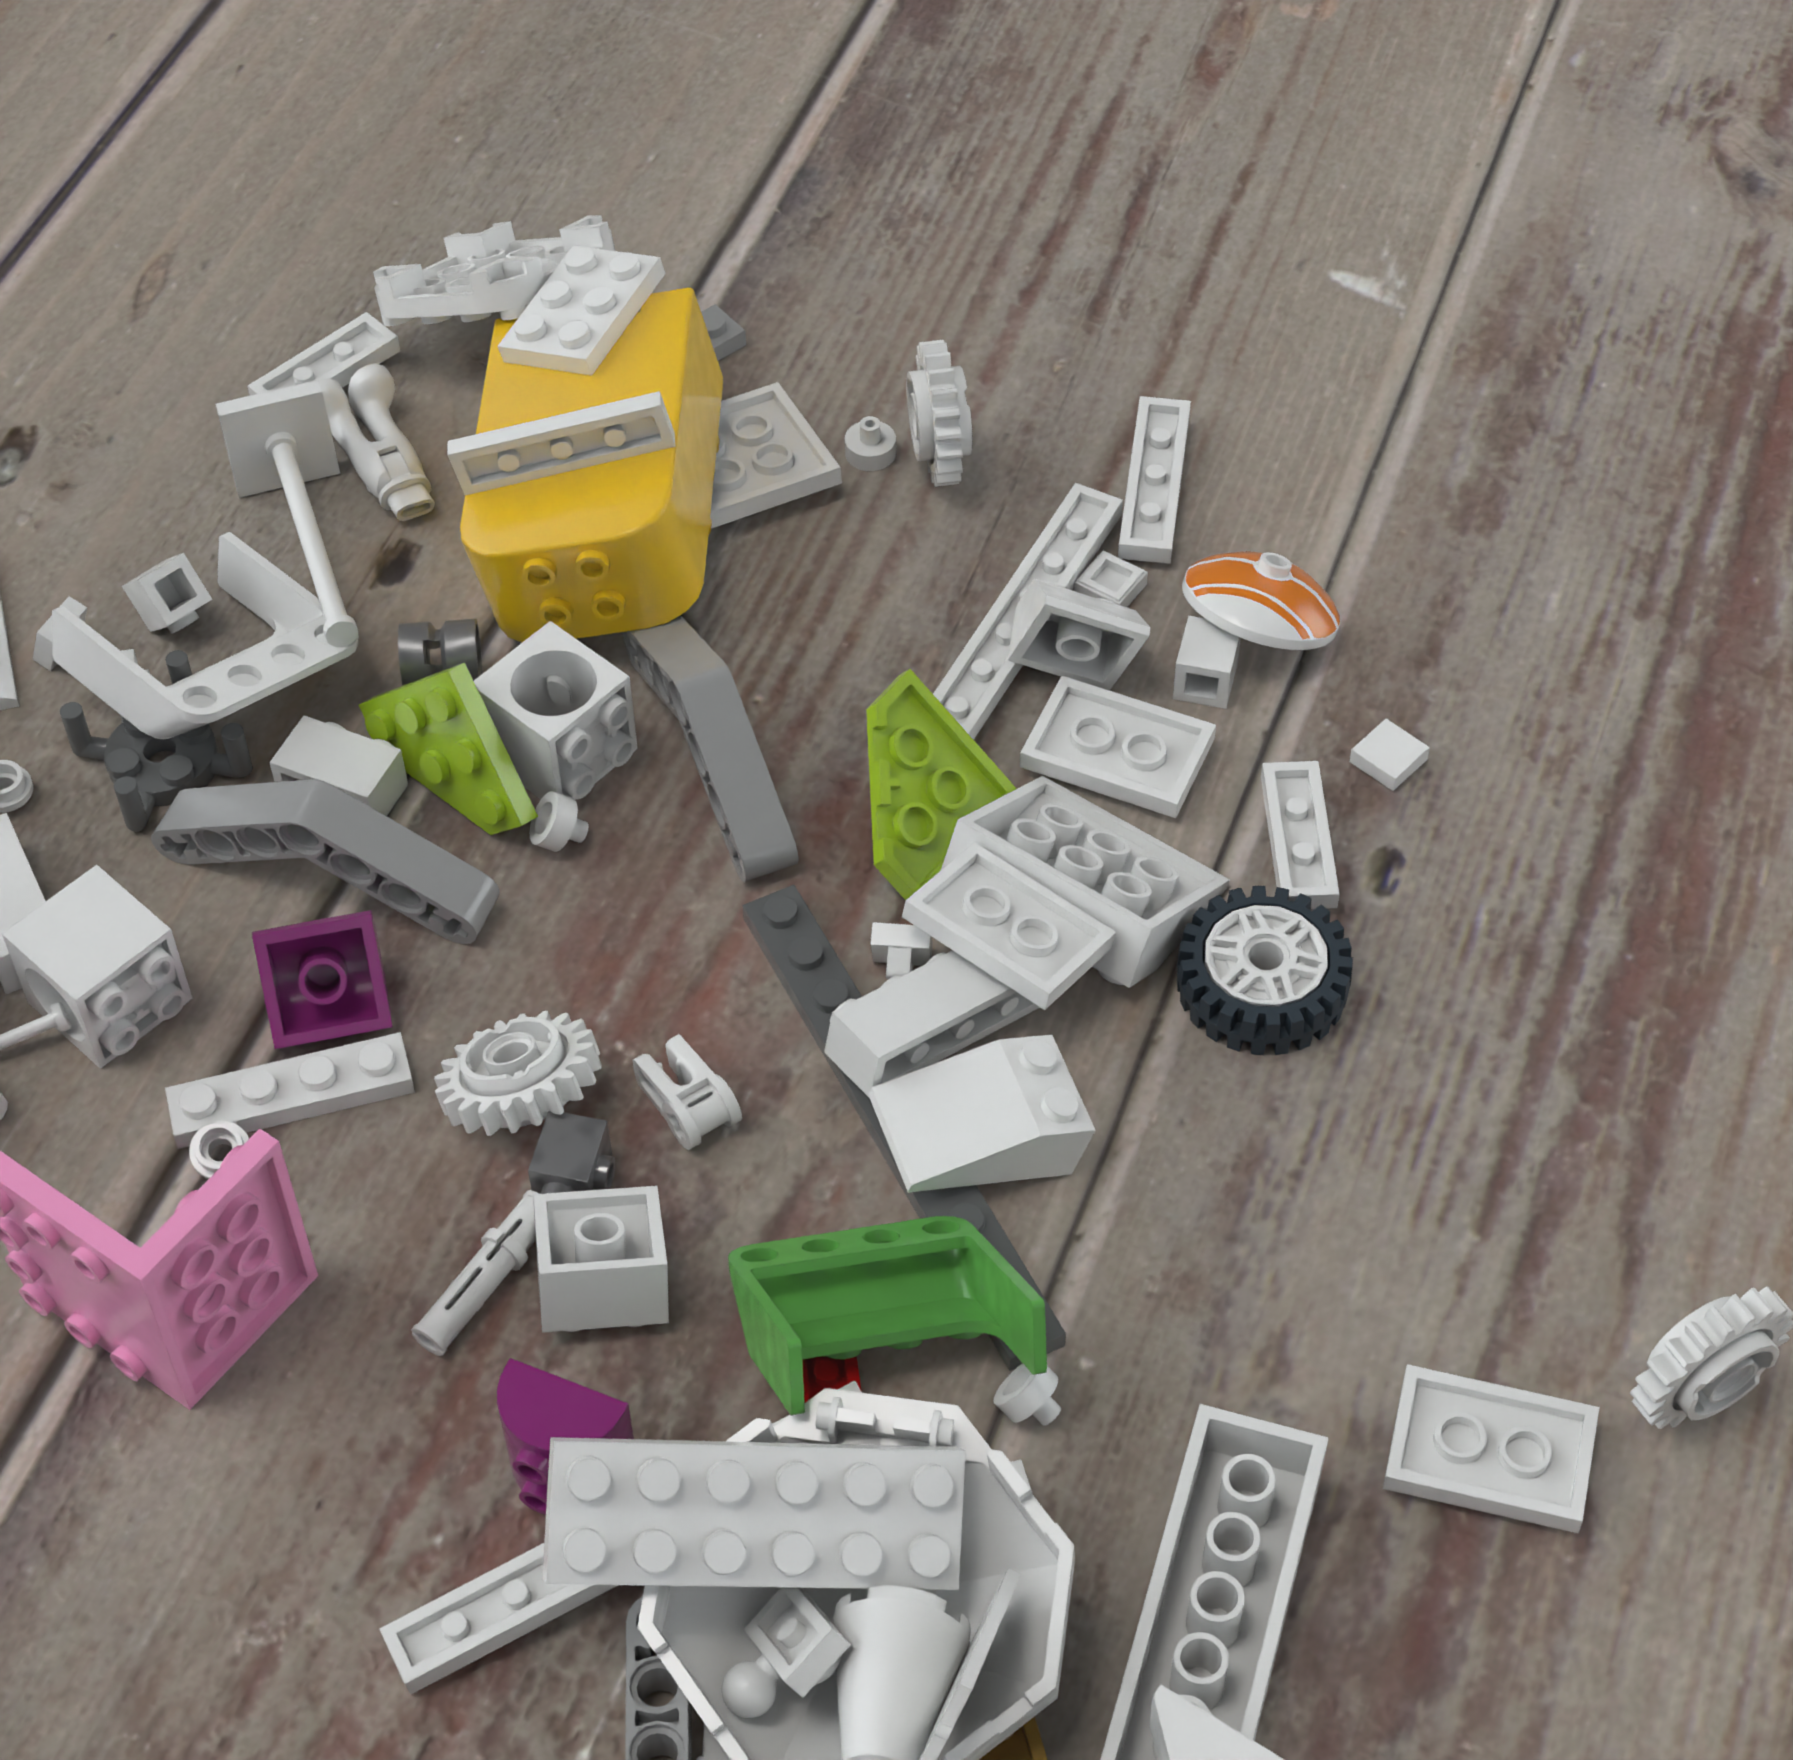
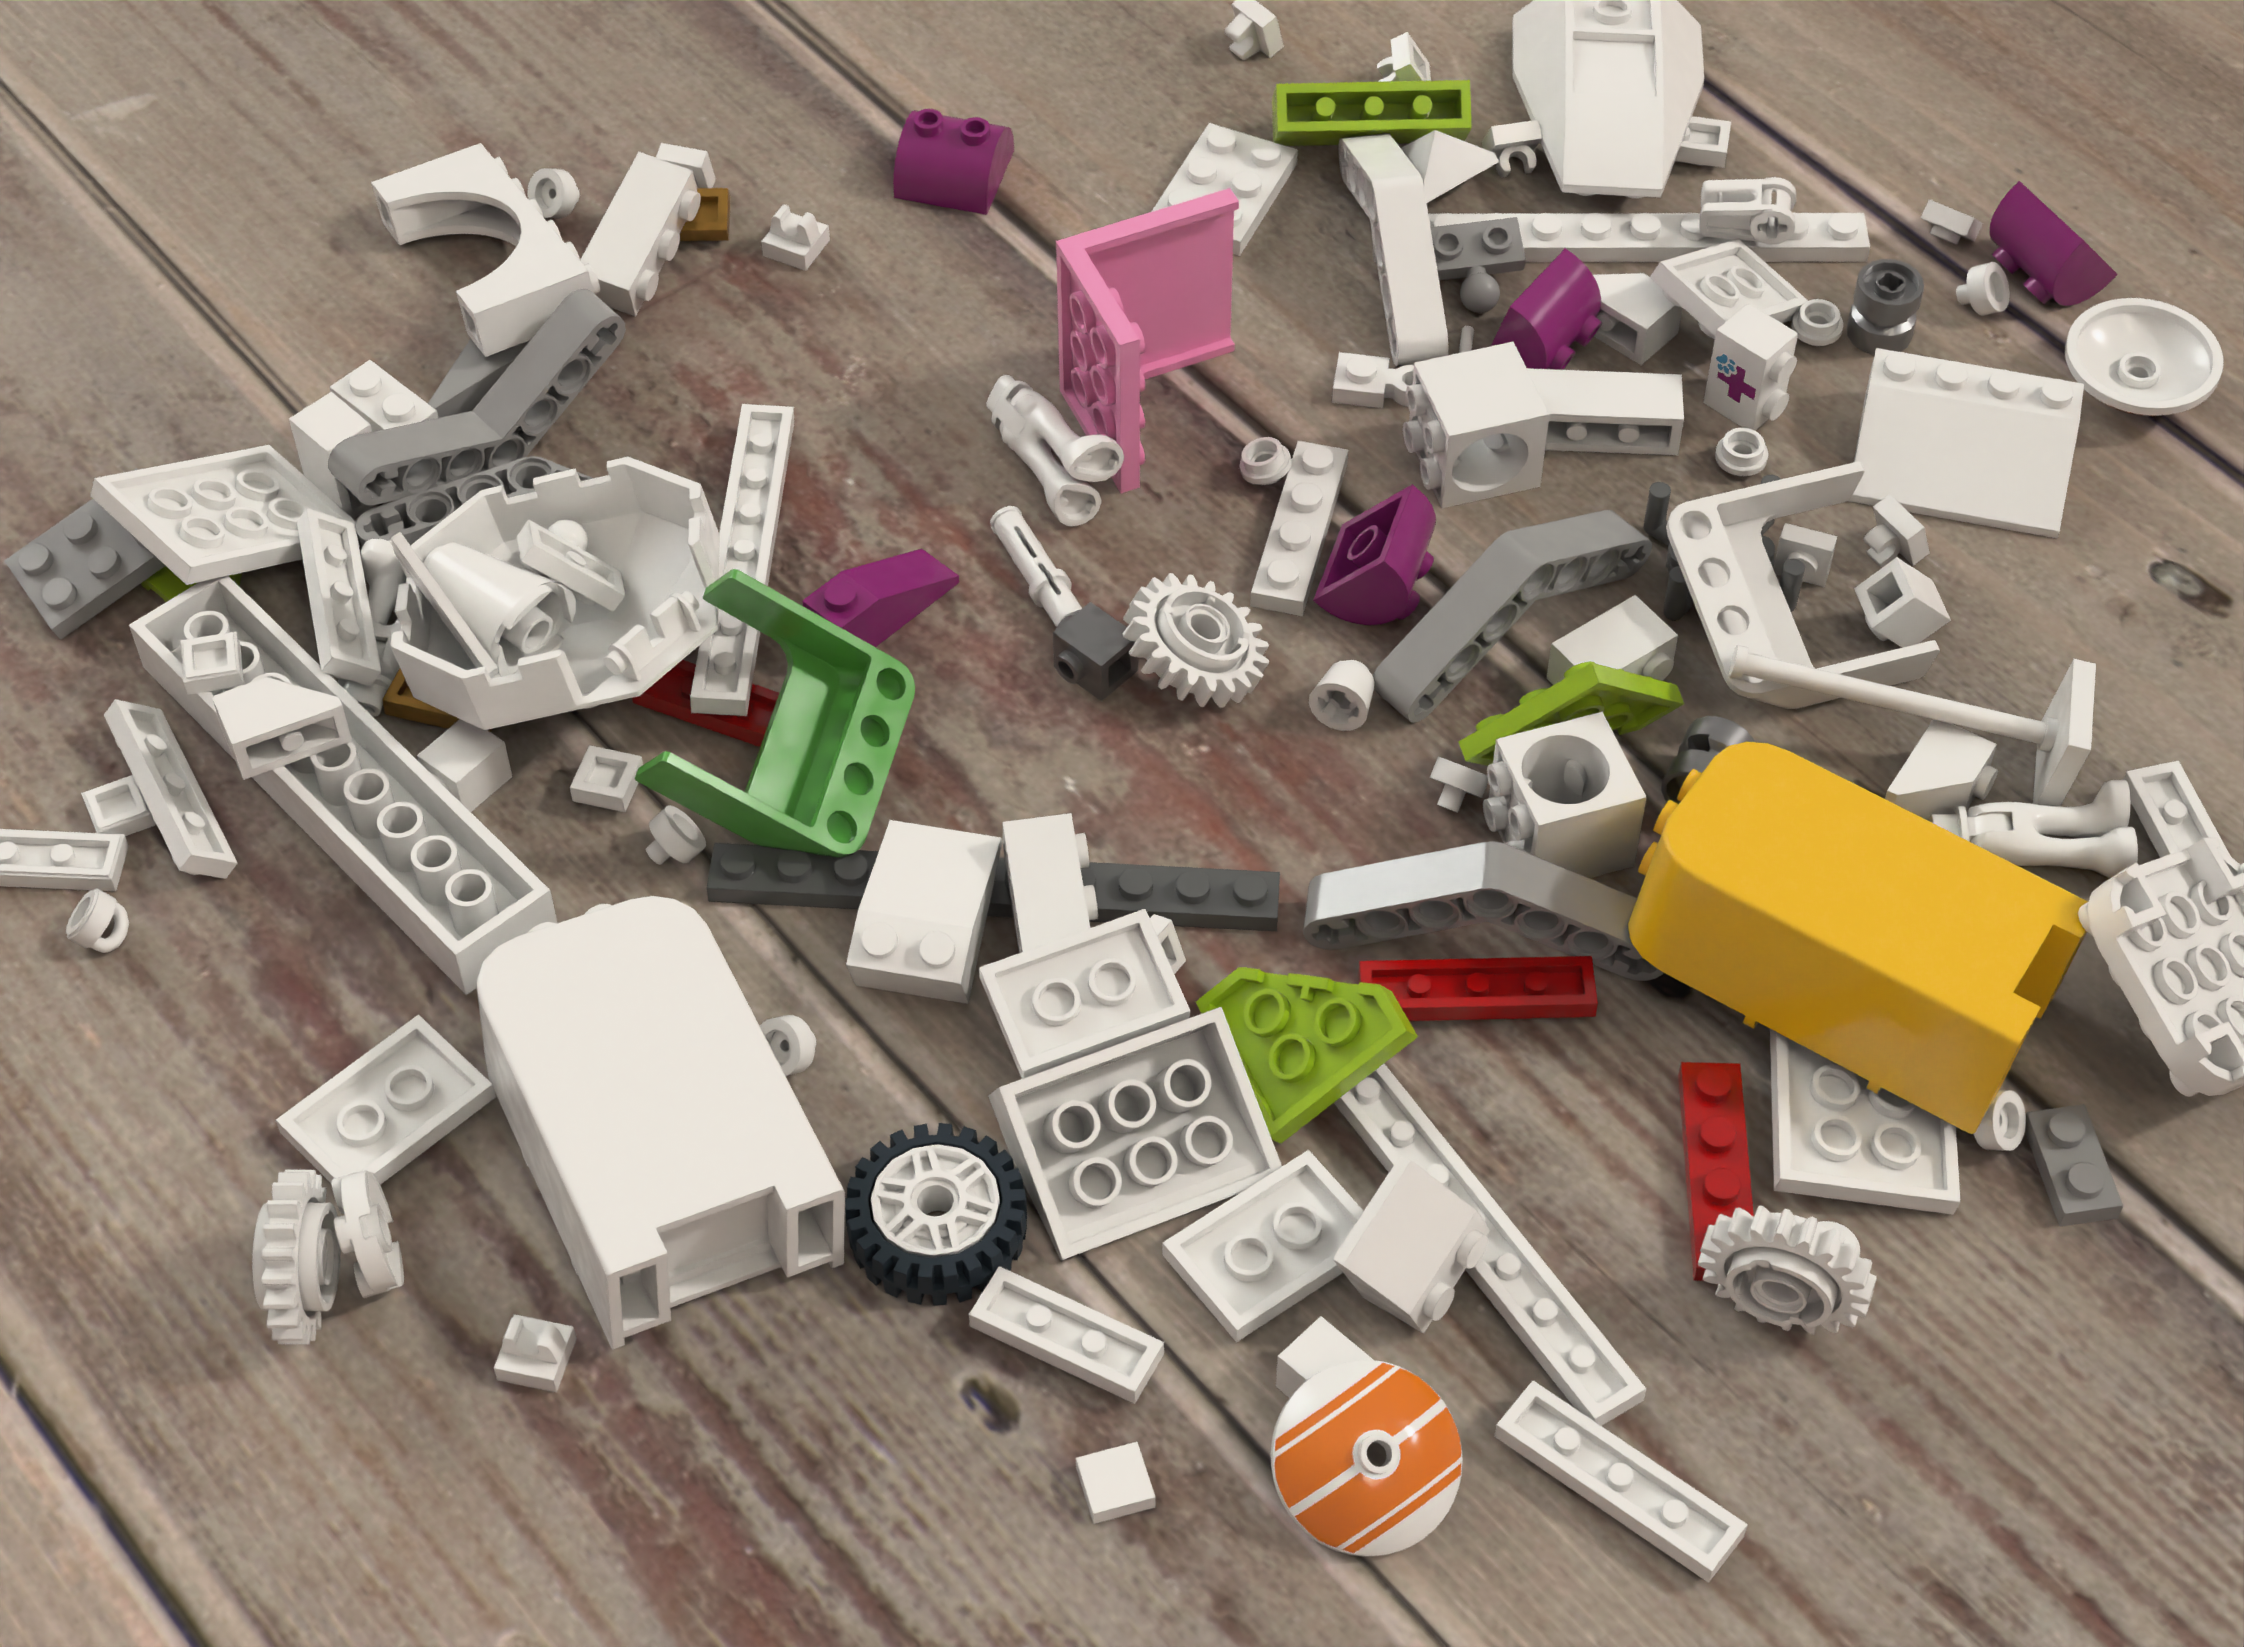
camera: 120 degrees right, 0 degrees up
(41, 1123) = (1368, 380): none -> white plate
(288, 1365) = (1035, 425): none -> white piece
(358, 520) = (1944, 771): none -> white slope
(501, 946) = (1343, 696): none -> white hat
(544, 1406) = (848, 521): magenta brick -> none
(561, 443) = (1814, 837): white plate -> none
(581, 310) = (2044, 949): white plate -> none
(601, 1259) = (989, 624): white slope -> none
(661, 1384) = (882, 595): none -> magenta slope
(697, 1105) = (1114, 752): white piece -> none
(752, 1514) = (636, 521): white plate -> none
(786, 733) = (1488, 987): none -> red plate
(839, 528) = (1713, 1147): none -> red plate
(1094, 1643) = (468, 763): none -> white brick
(1112, 580) = (1499, 1367): white tile -> none
(1188, 1164) = (790, 1042): none -> white tile
(1357, 1188) = (653, 1111): none -> white piece
(1606, 1186) = (534, 1353): none -> white tile
(1629, 1339) = (367, 1232): none -> white plate

